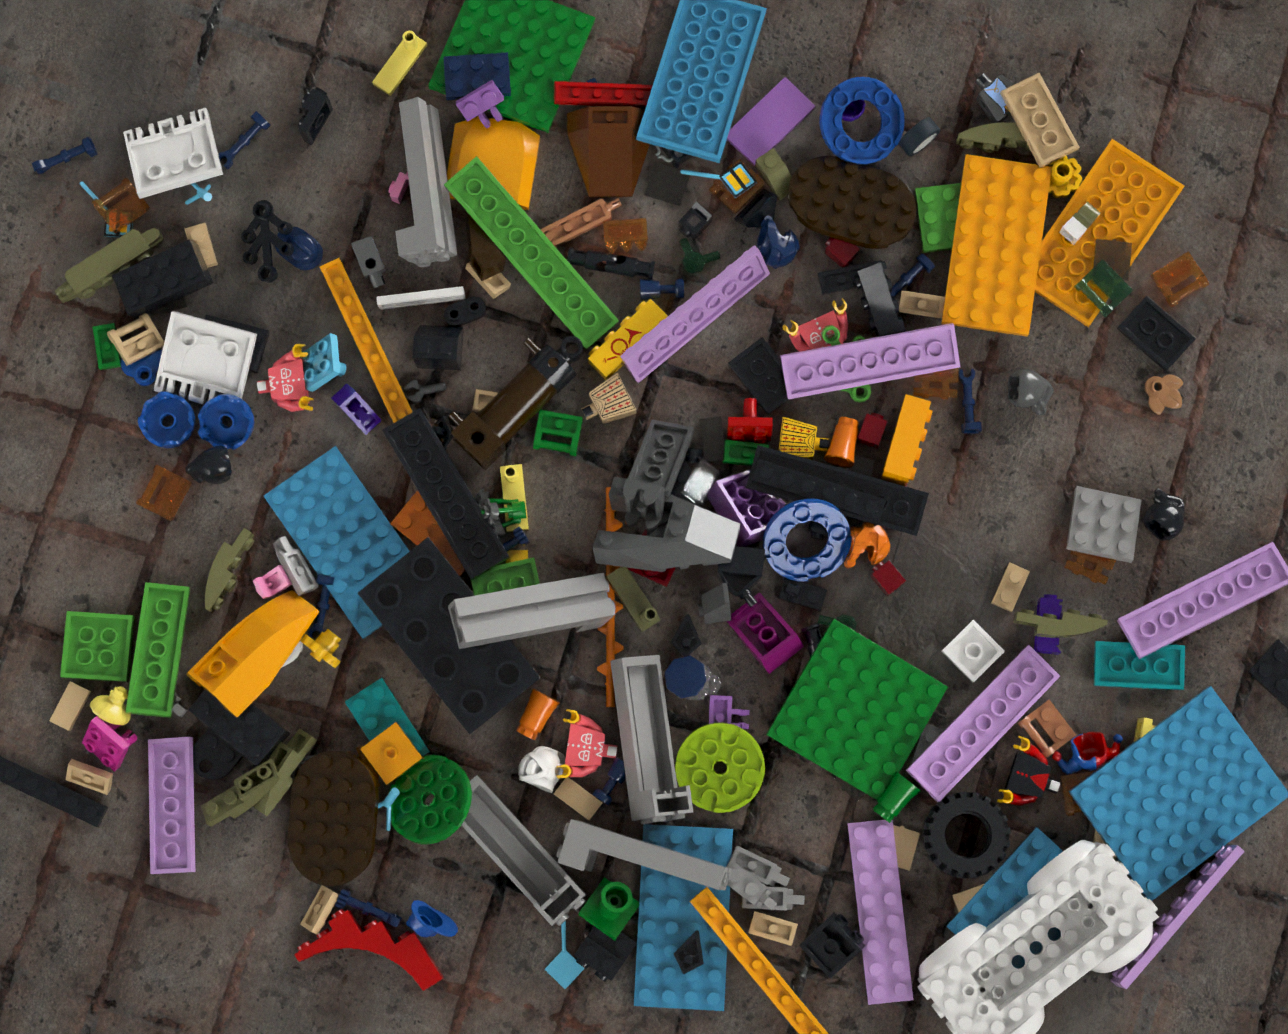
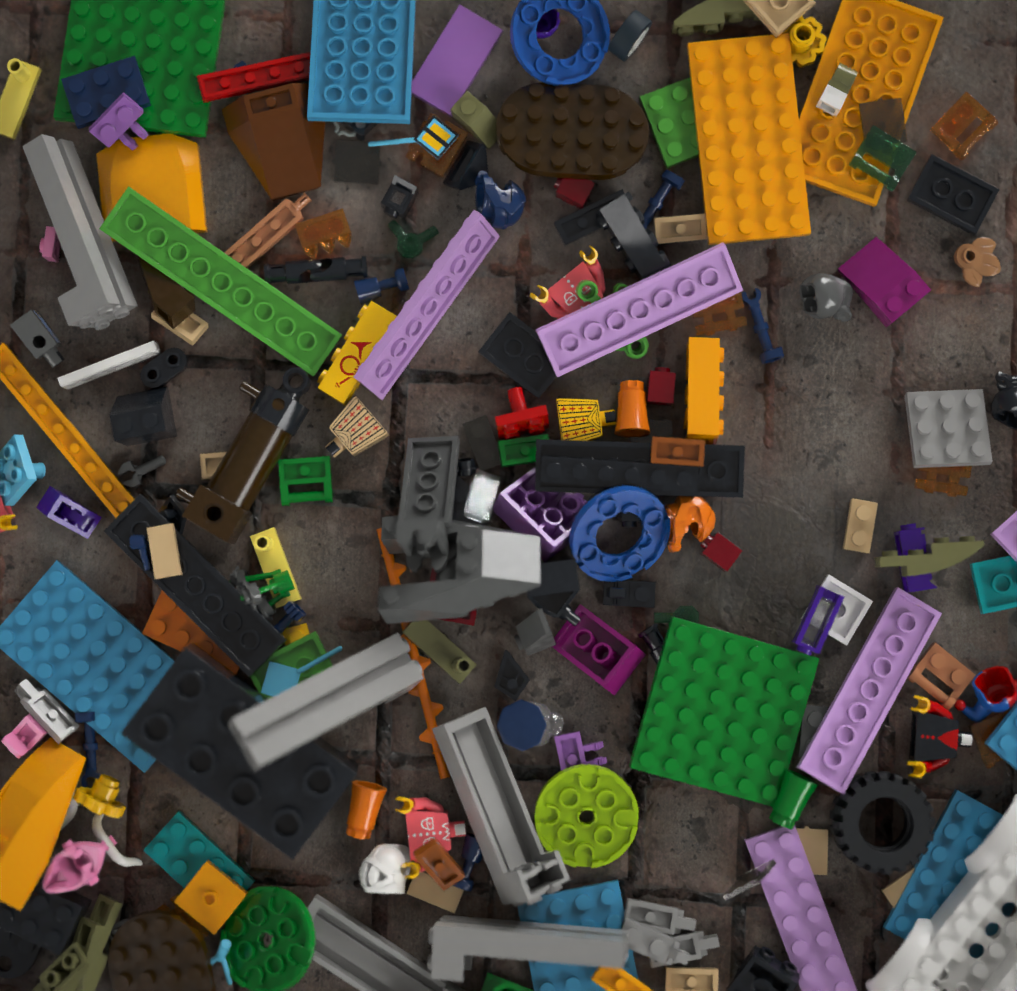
camera: 15 degrees left, 5 degrees up
(295, 693) = (83, 860): none -> bright pink helmet
(410, 446) = (140, 542): none -> dark blue hand
(428, 458) = (164, 551): none -> tan tile
(494, 583) = (283, 677): none -> medium azure piece
(587, 773) = (439, 864): none -> dark orange plate
(841, 853) = (749, 879): none -> clear smoke piece
(871, 482) = (677, 451): none -> dark orange plate
(953, 653) = (817, 620): none -> dark purple window
(1080, 390) = (883, 281): none -> magenta slope

